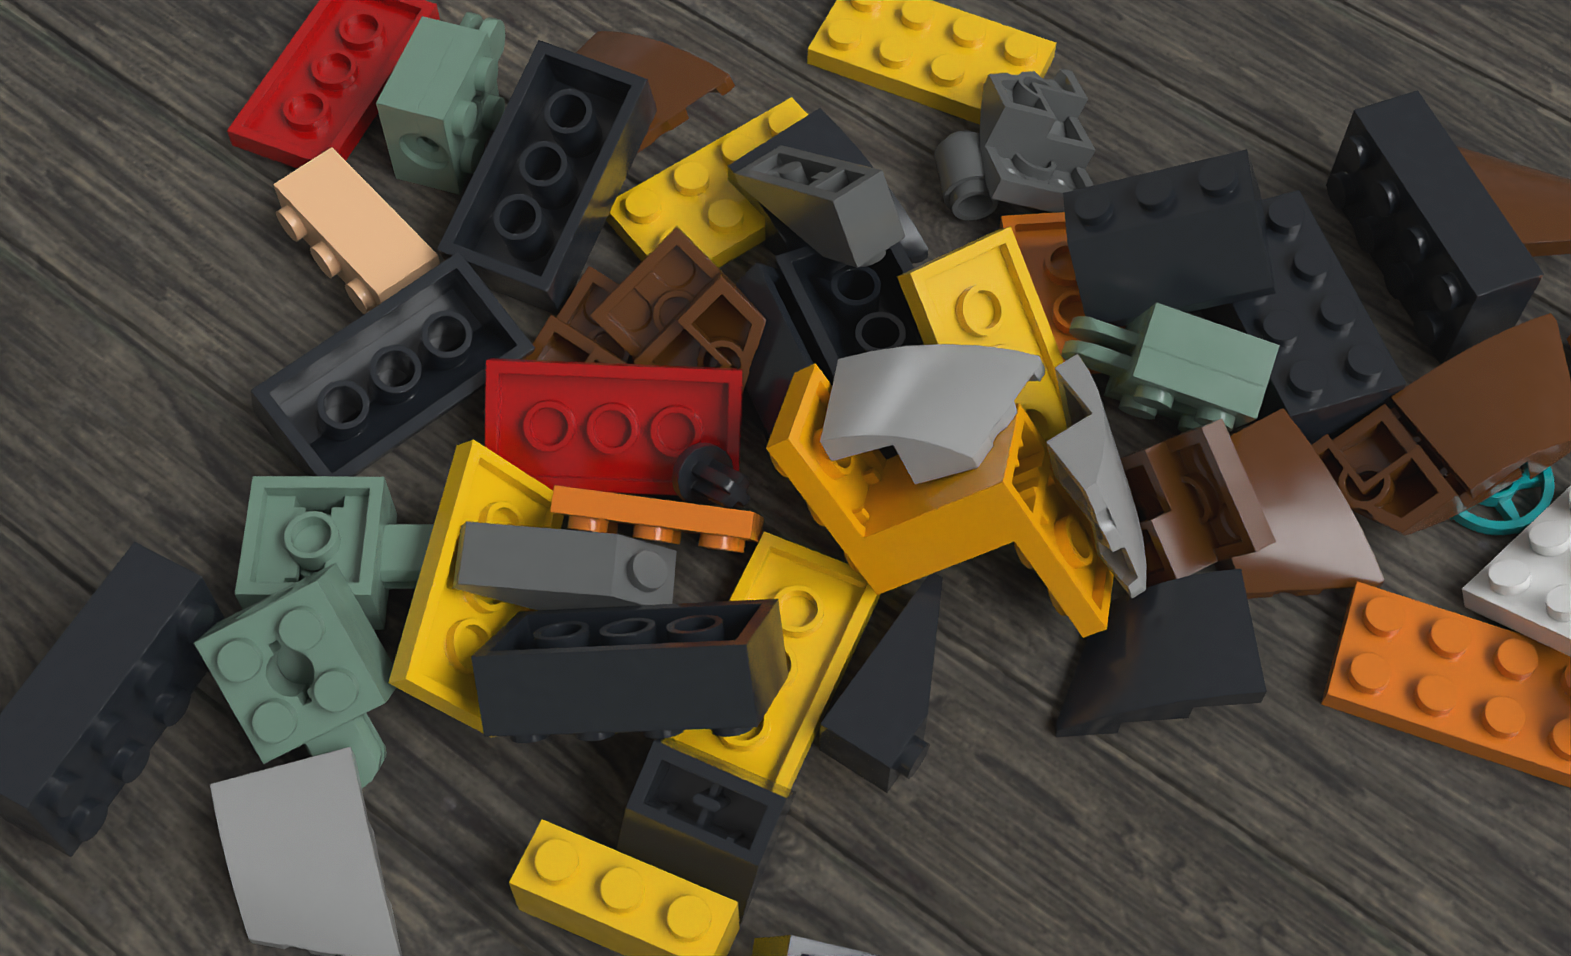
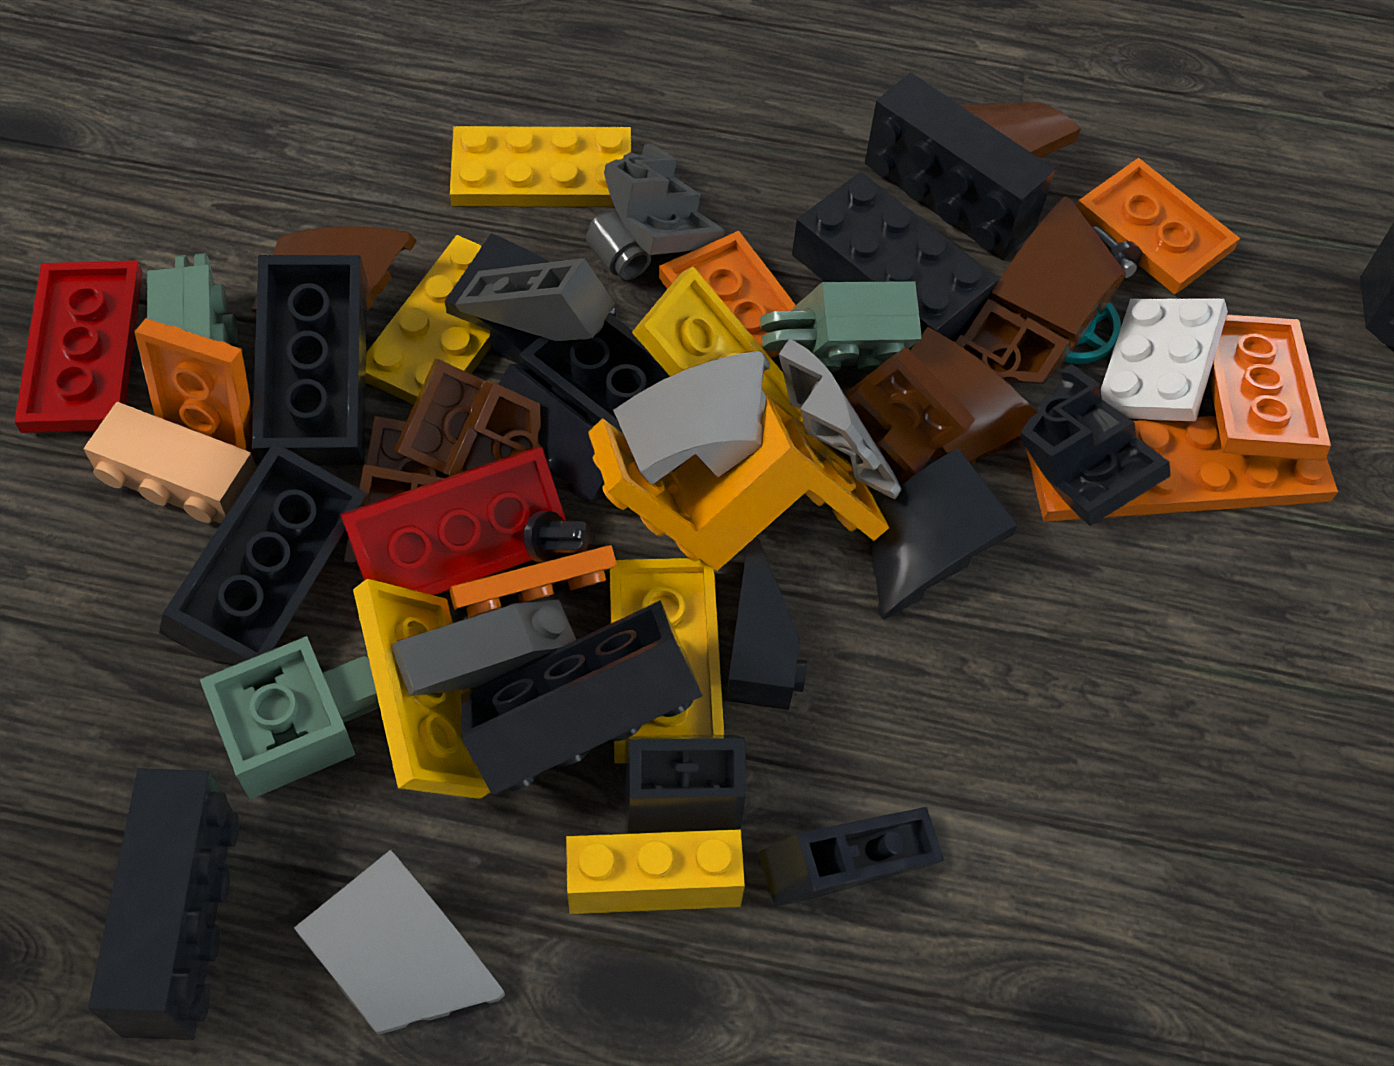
camera: 30 degrees left, 0 degrees up
(332, 667) = (321, 808): sand green brick -> none
(409, 155) = (197, 383): none -> orange plate
(1170, 238) = (797, 237): black slope -> none
(1416, 639) = (1090, 449): none -> black slope

